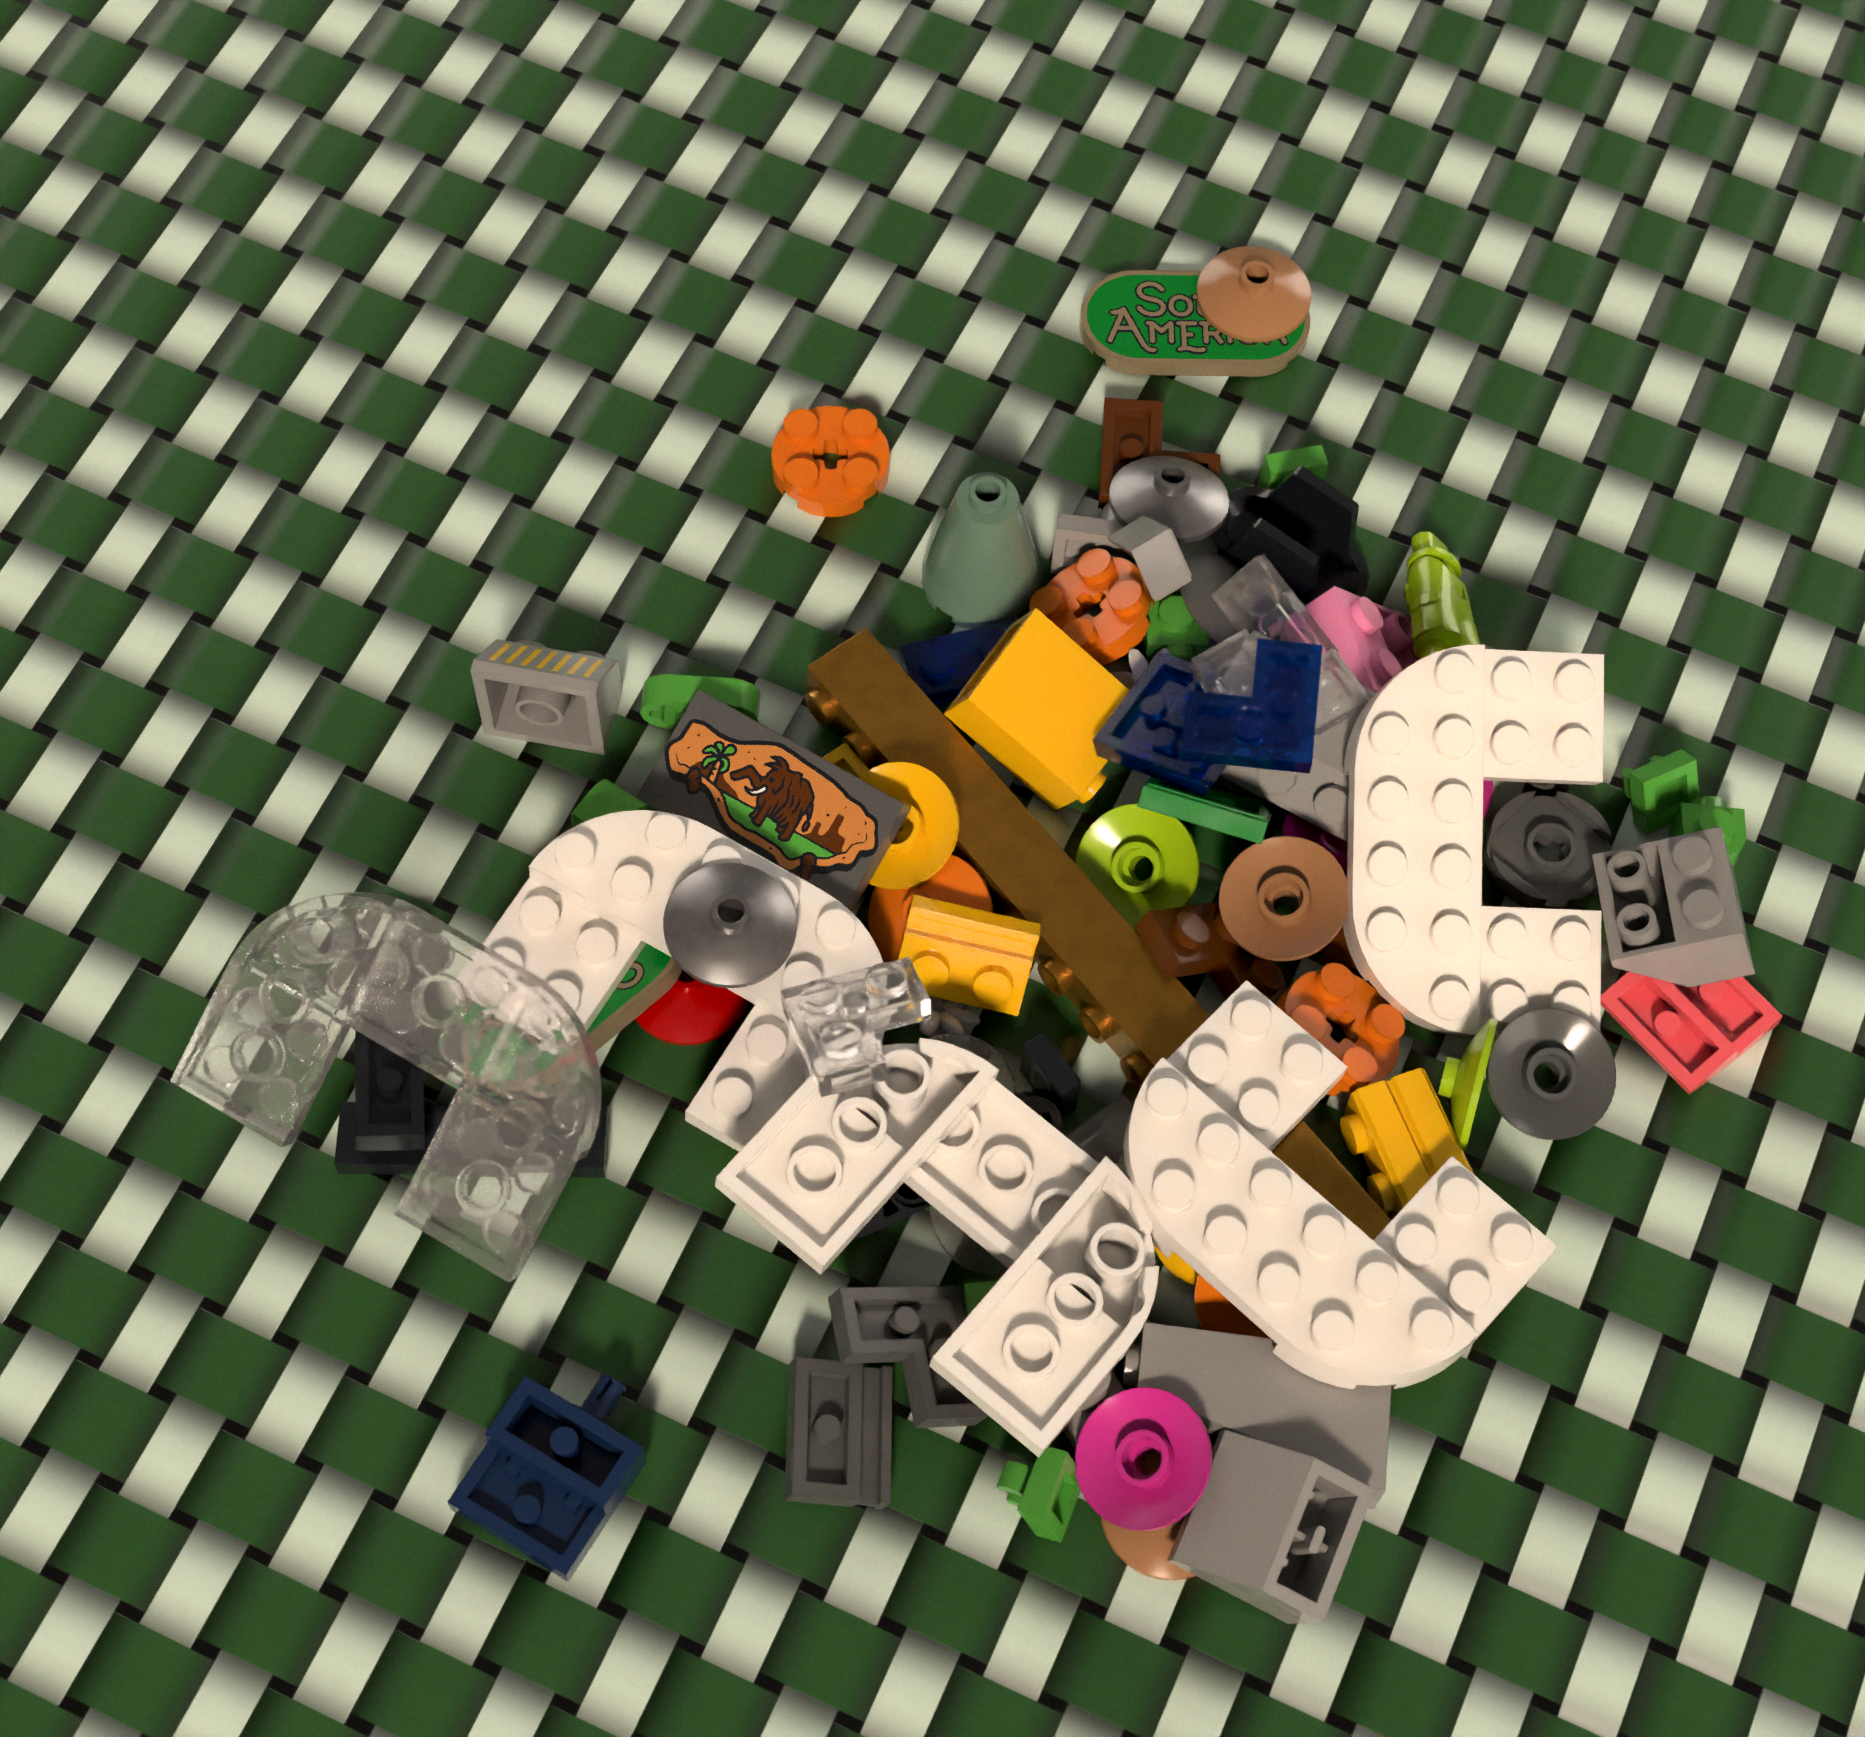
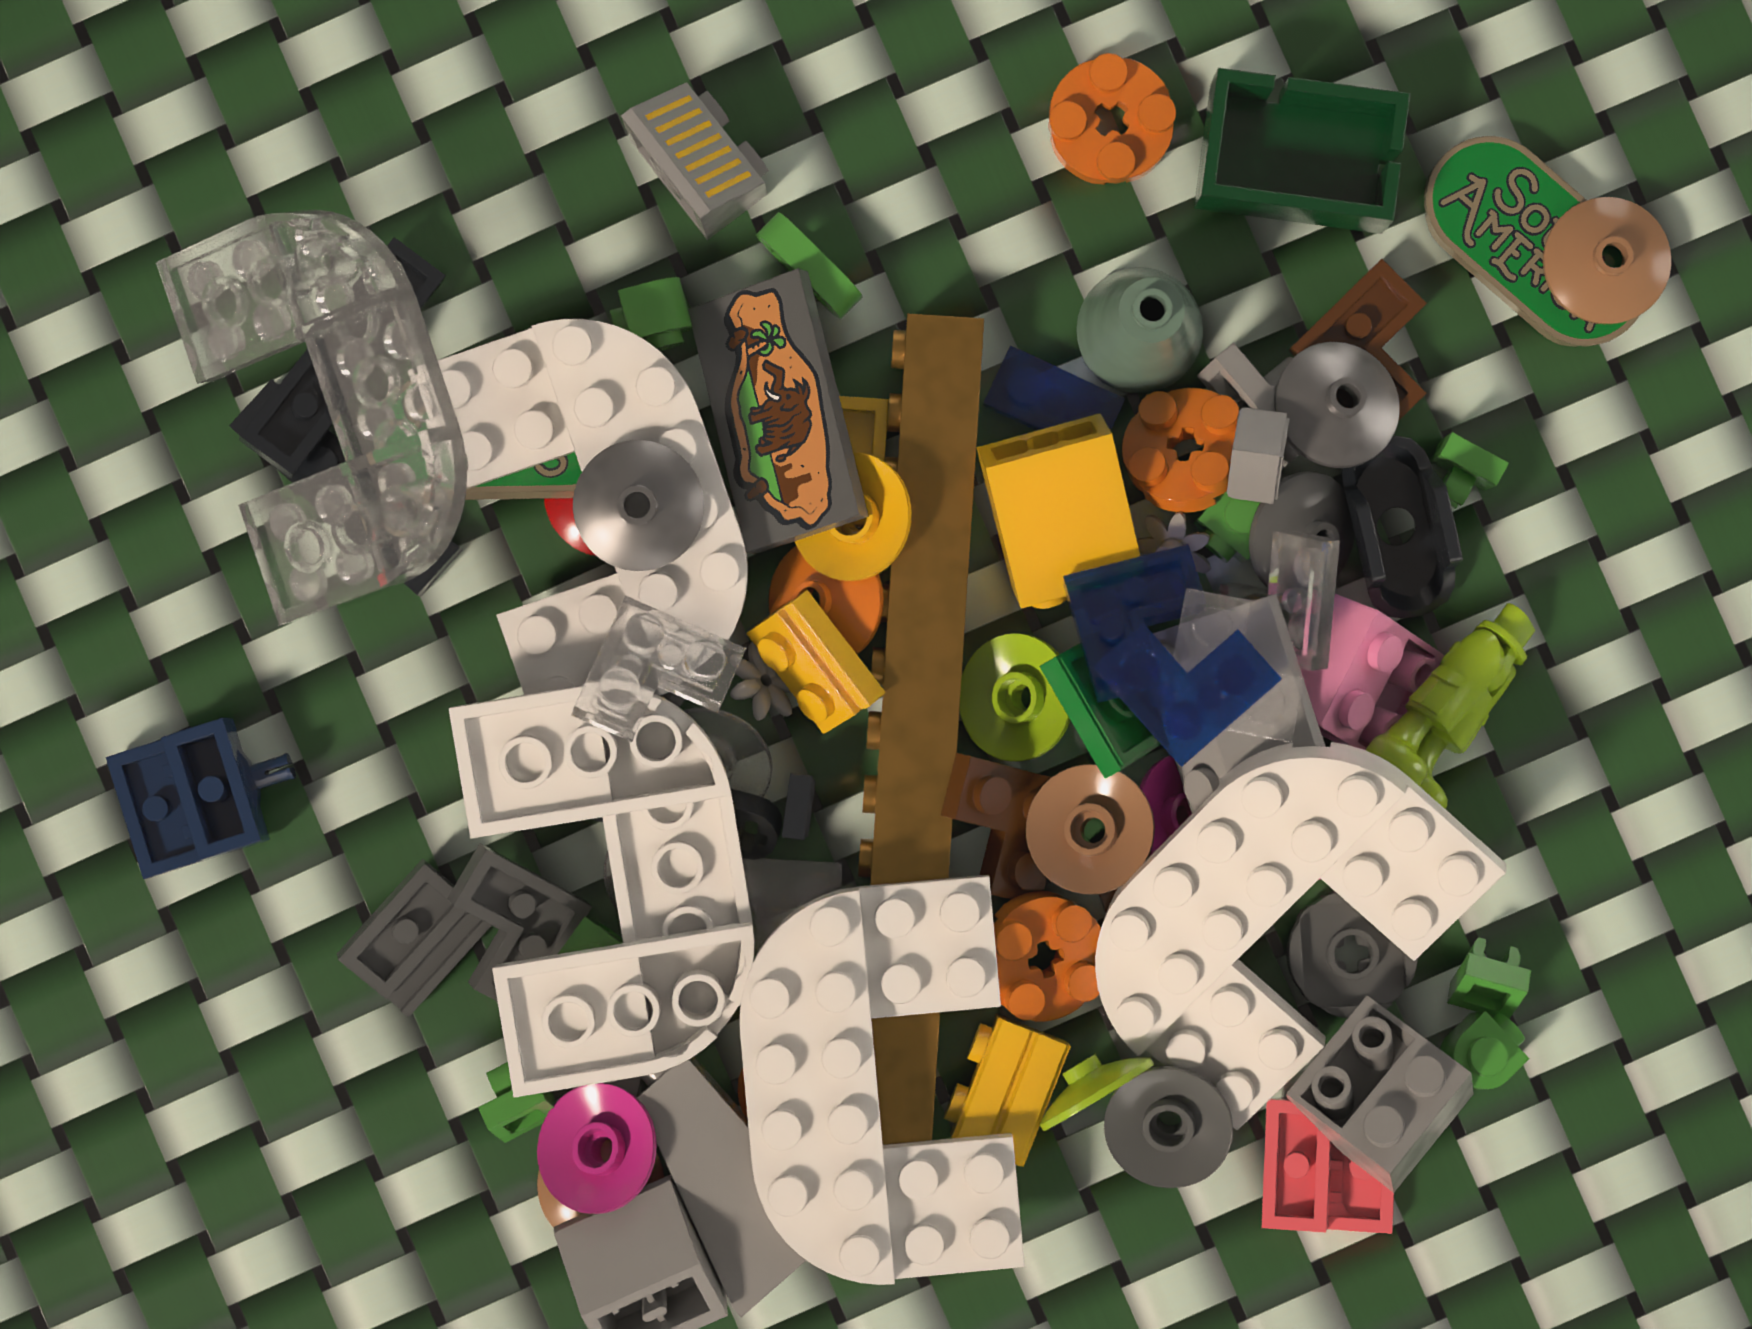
camera: 45 degrees right, 25 degrees up
(986, 369) = (1302, 157): none -> dark green piece

